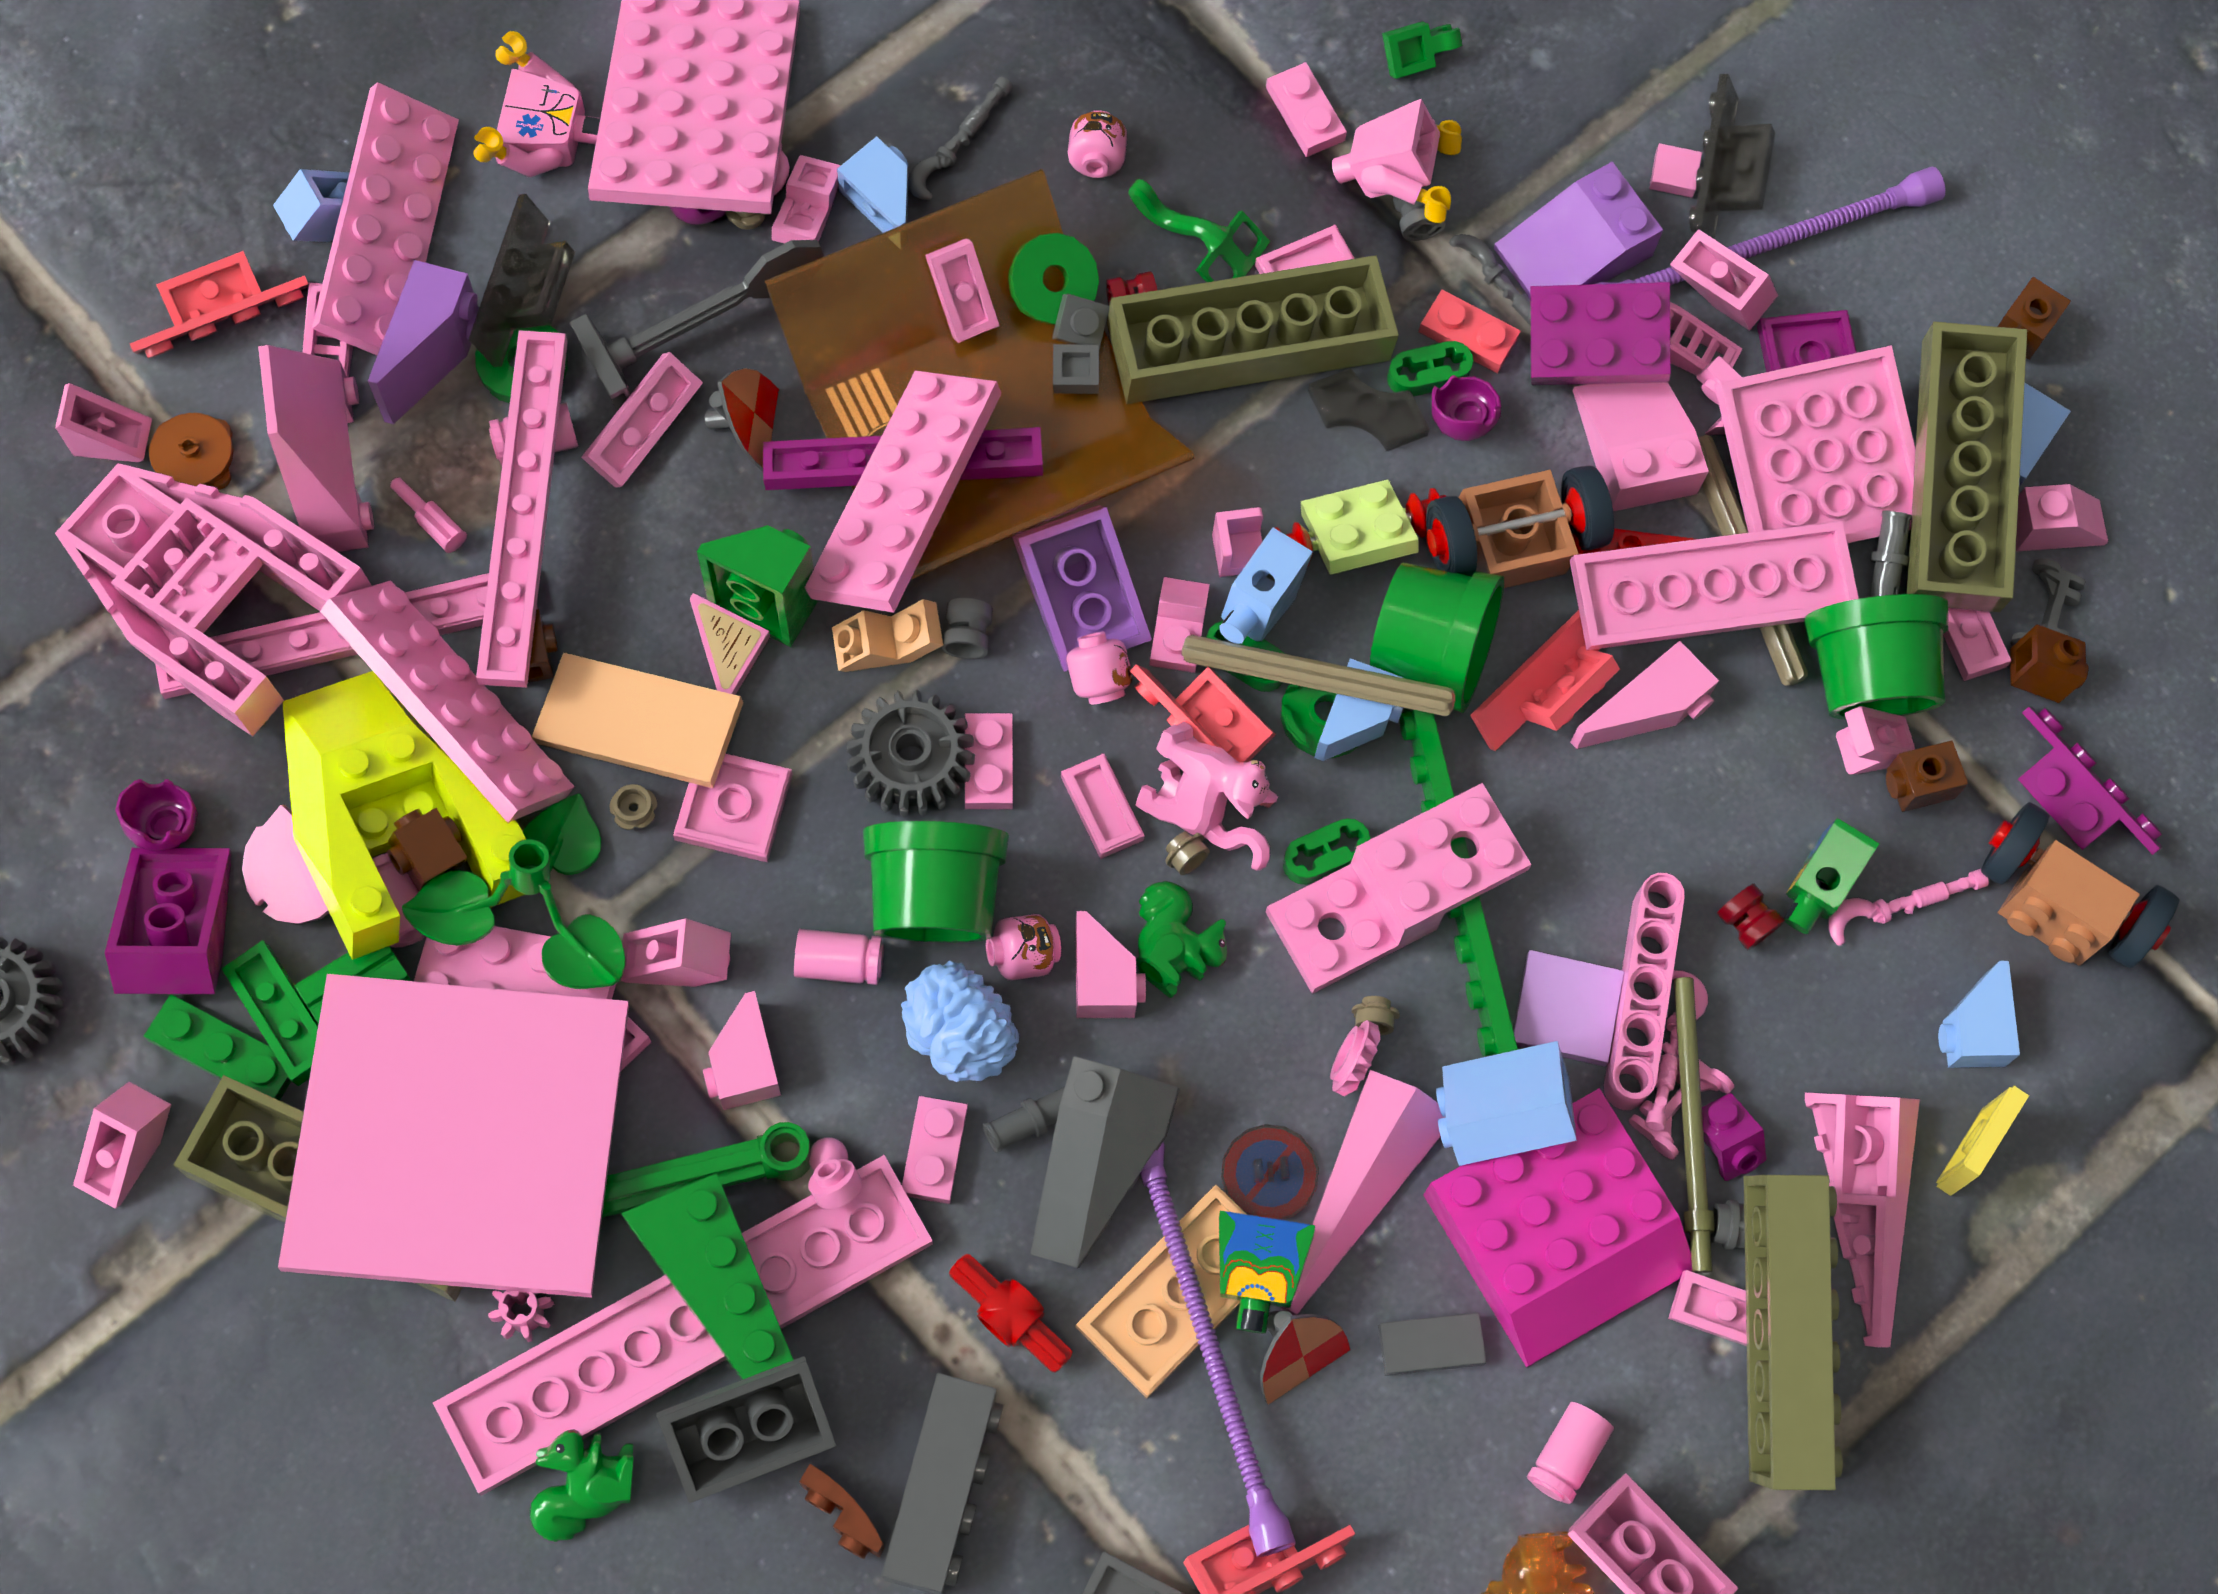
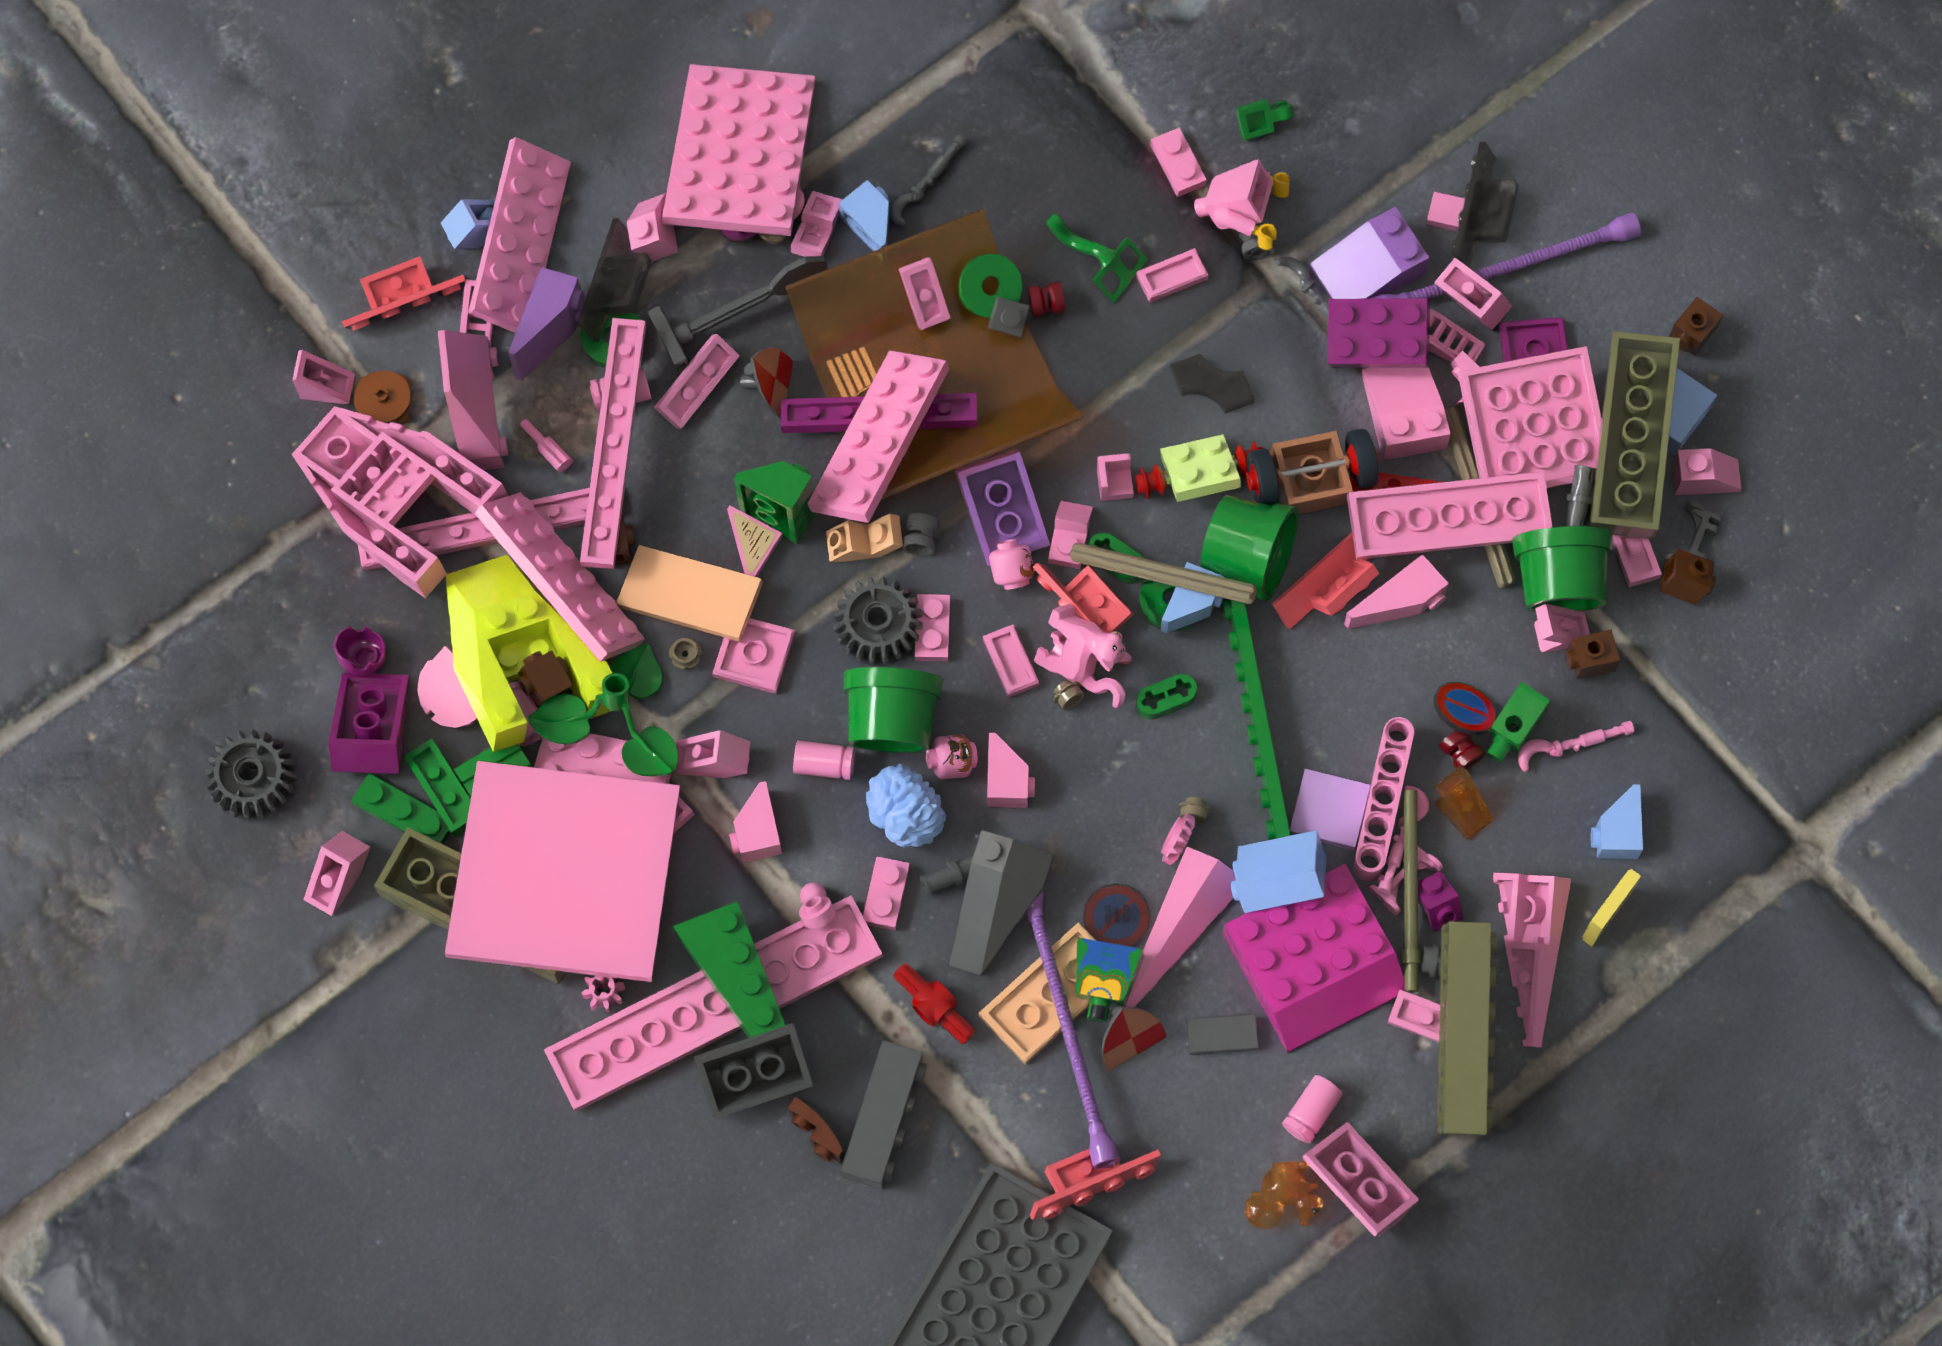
camera: 10 degrees right, 0 degrees up
(538, 118) = (628, 161): bright pink torso -> none
(571, 215) = (648, 232): none -> bright pink slope
(592, 1488) = (649, 1107): green animal -> none
(732, 1164) = (749, 897): green piece -> none
(1075, 369) = (1003, 350): dark grey plate -> none
(1097, 142) = (1025, 186): bright pink head -> none
(1168, 945) = (1052, 758): green animal -> none
(1251, 329) = (1129, 324): olive brick -> none
(1257, 601) = (1129, 511): light blue torso -> none
(1398, 887) = (1213, 722): bright pink bracket -> none
(1428, 365) = (1258, 354): green beam -> none
(1465, 408) = (1281, 384): magenta hair -> none
(1482, 333) = (1288, 327): coral plate -> none
(1752, 858) = (1465, 708): none -> piece
(1757, 994) = (1462, 803): none -> clear orange slope
(2070, 899) = (1687, 743): nougat brick -> none
(2075, 794) = (1702, 669): magenta bracket -> none

